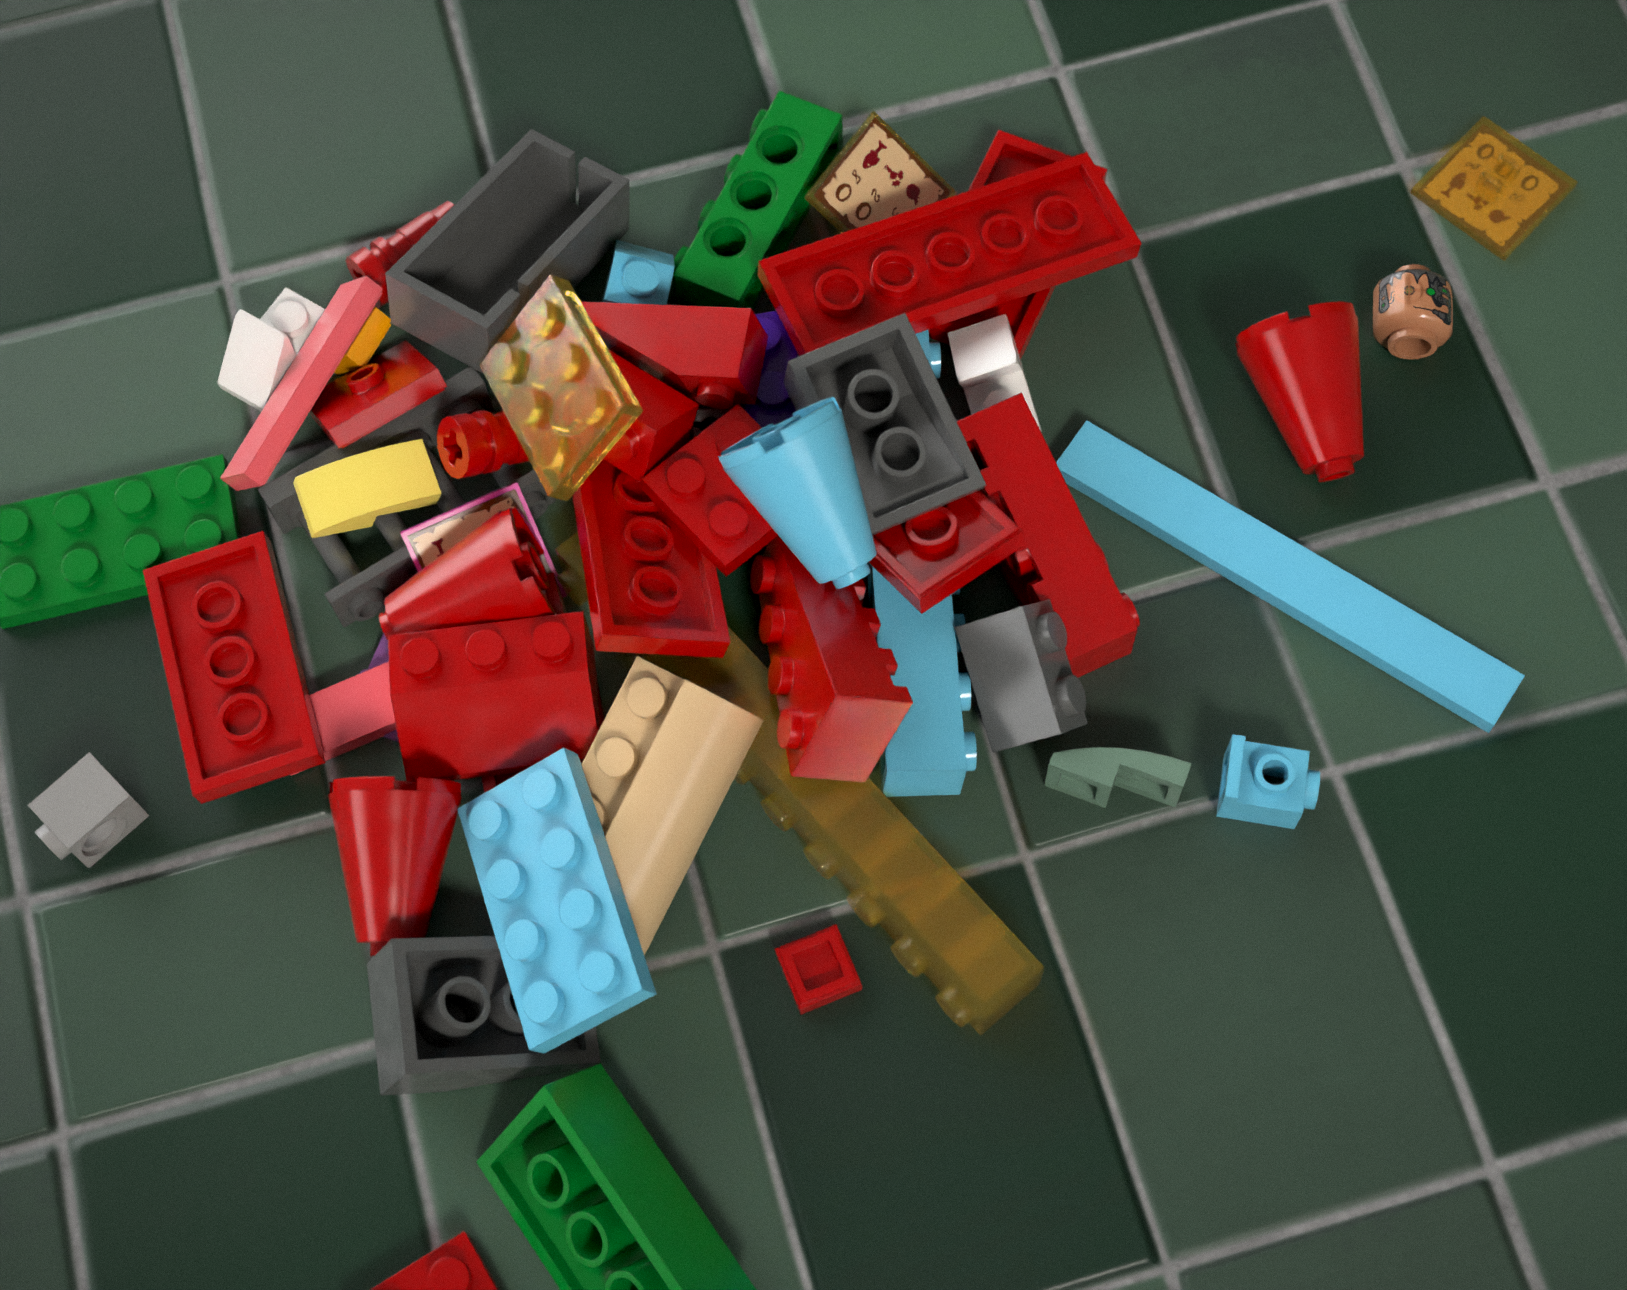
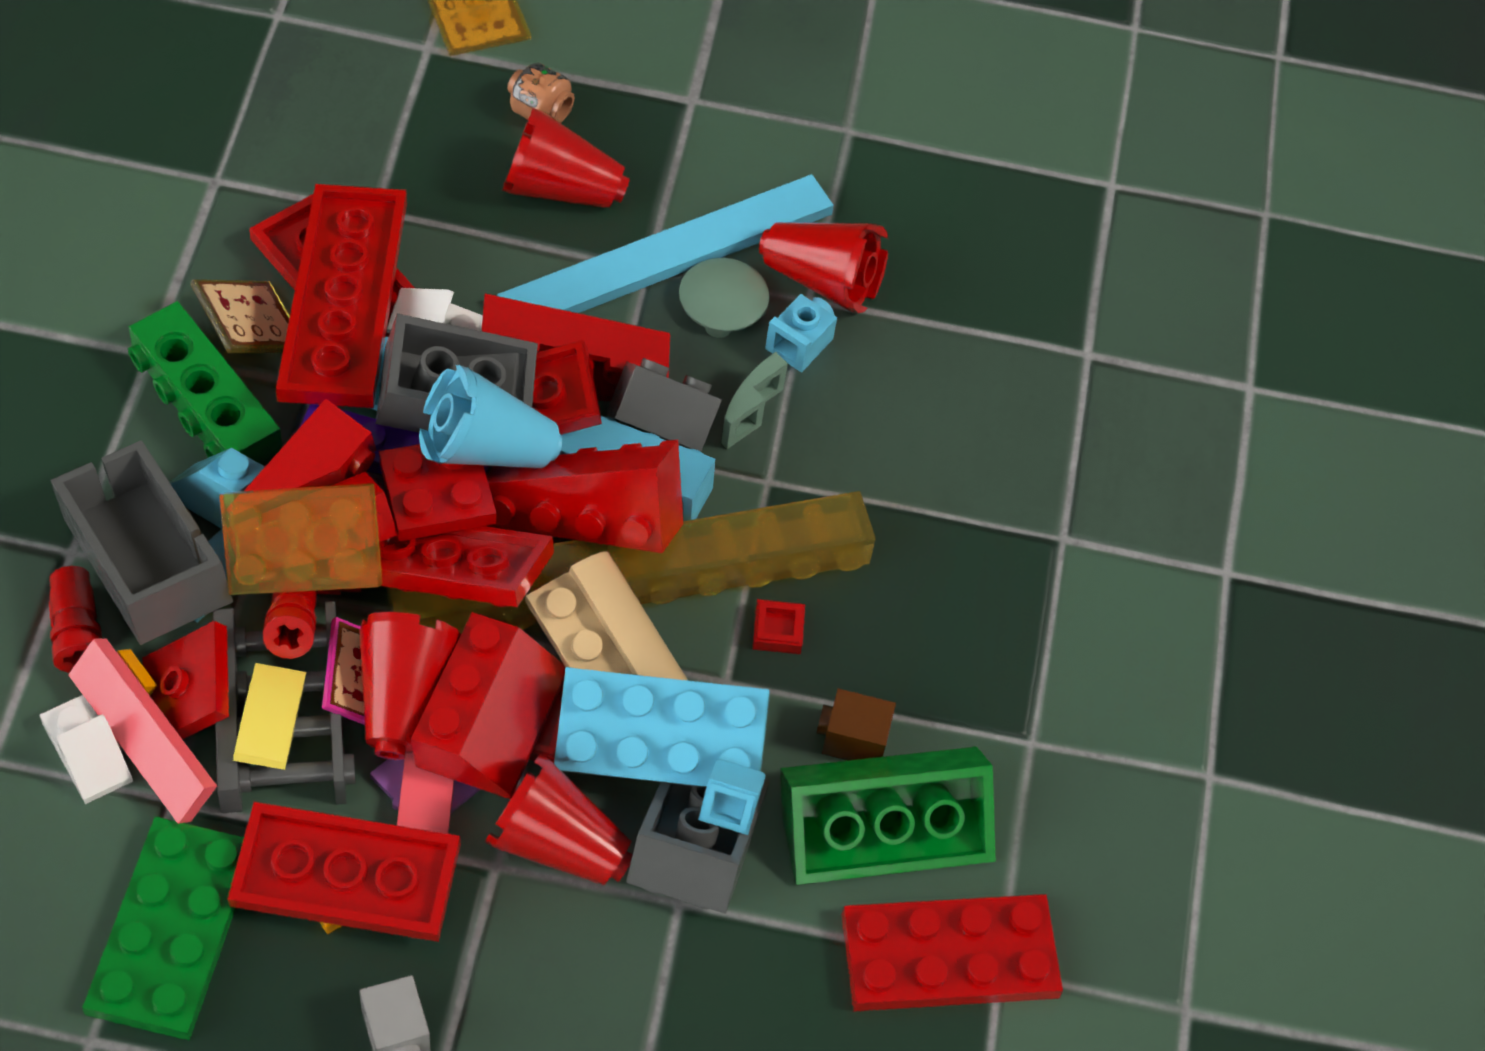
camera: 75 degrees left, 10 degrees down
(501, 1020) = (732, 796): none -> medium azure slope
(712, 1129) = (855, 726): none -> reddish brown brick
(1263, 667) = (724, 295): none -> sand green dish
(1391, 764) = (829, 258): none -> red cone

